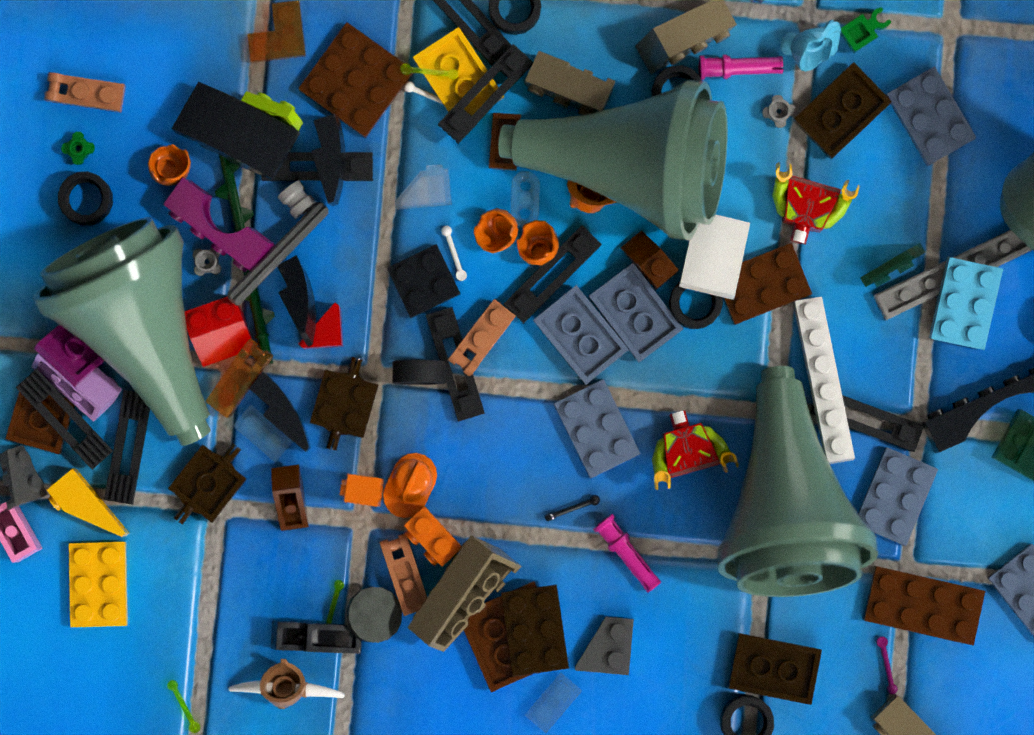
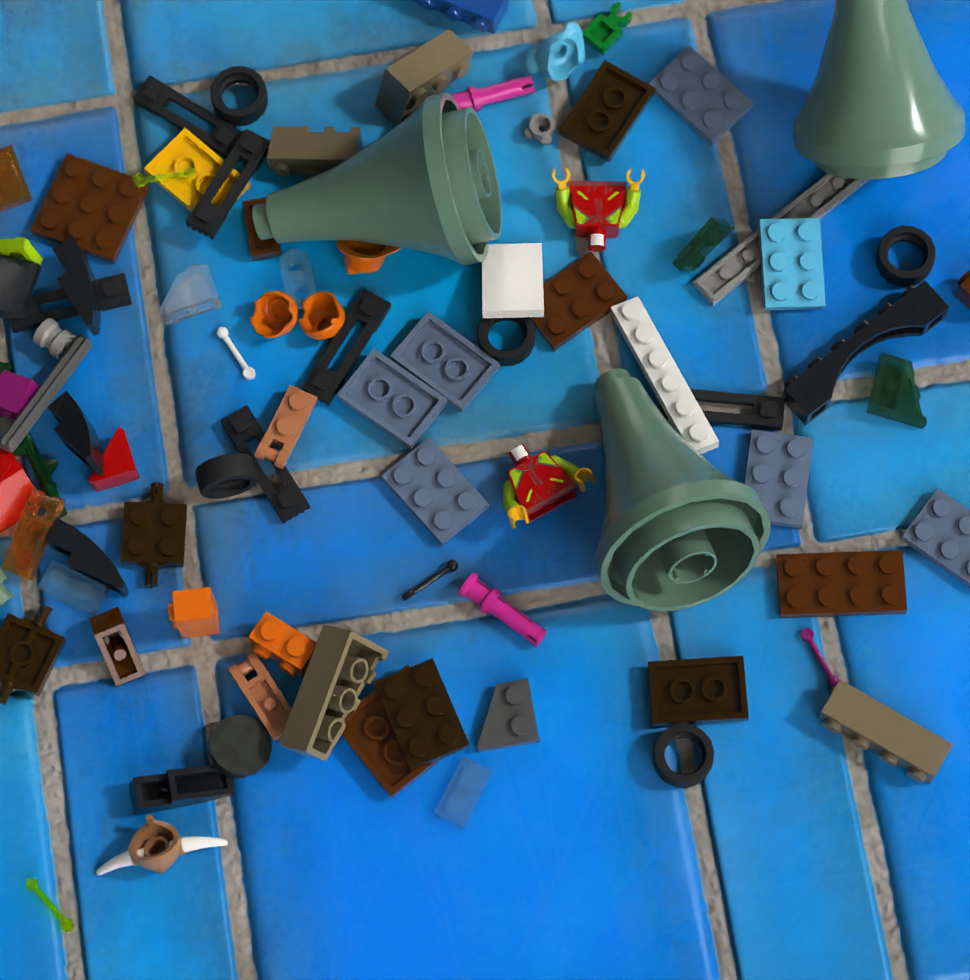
camera: 10 degrees left, 15 degrees down
(338, 585) = (193, 728): clear neon green hinge -> none
(409, 87) = (149, 202): white hinge -> none
(410, 485) = (245, 601): orange piece -> none
(423, 281) = (210, 388): black plate -> none
(649, 259) = (448, 304): reddish brown slope -> none

